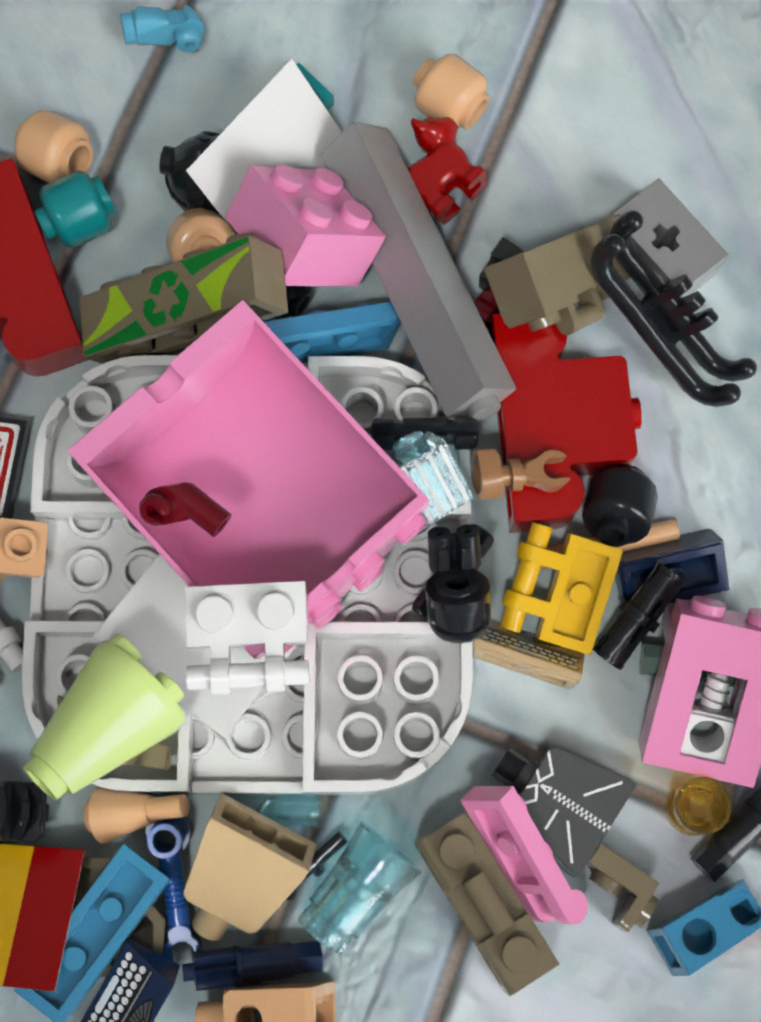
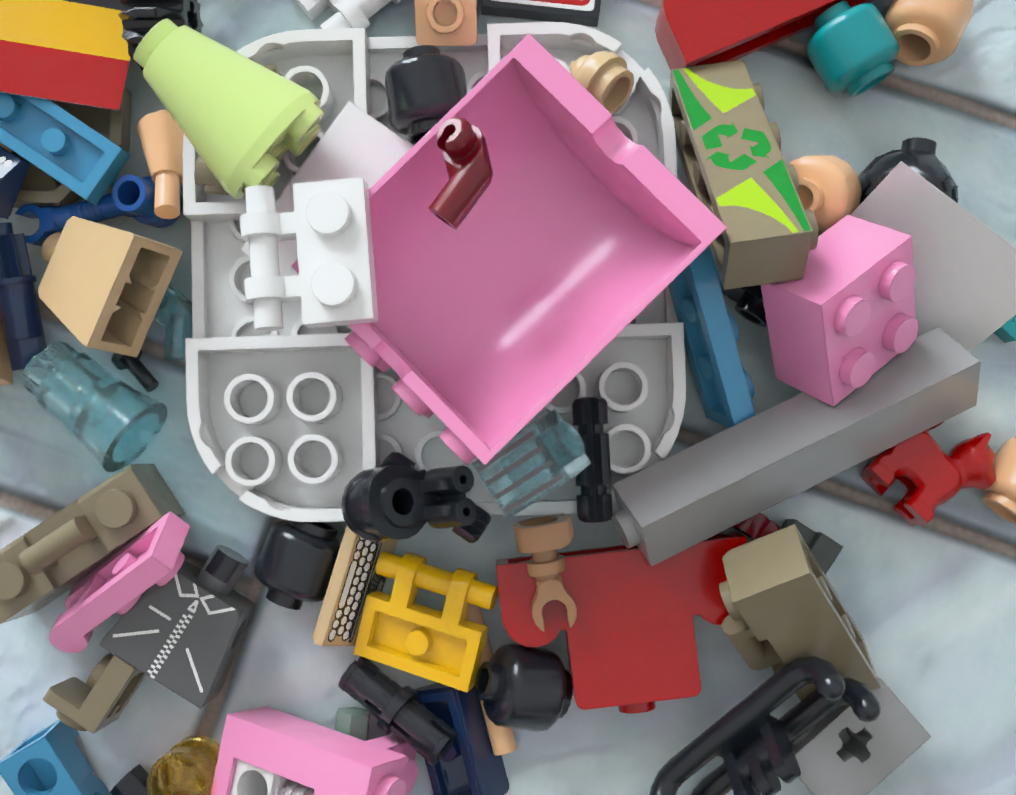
camera: 90 degrees right, 10 degrees up
(90, 408) = (605, 77): none -> tan plate
(93, 565) = (422, 90): none -> black head
(508, 701) = (297, 562): none -> black head

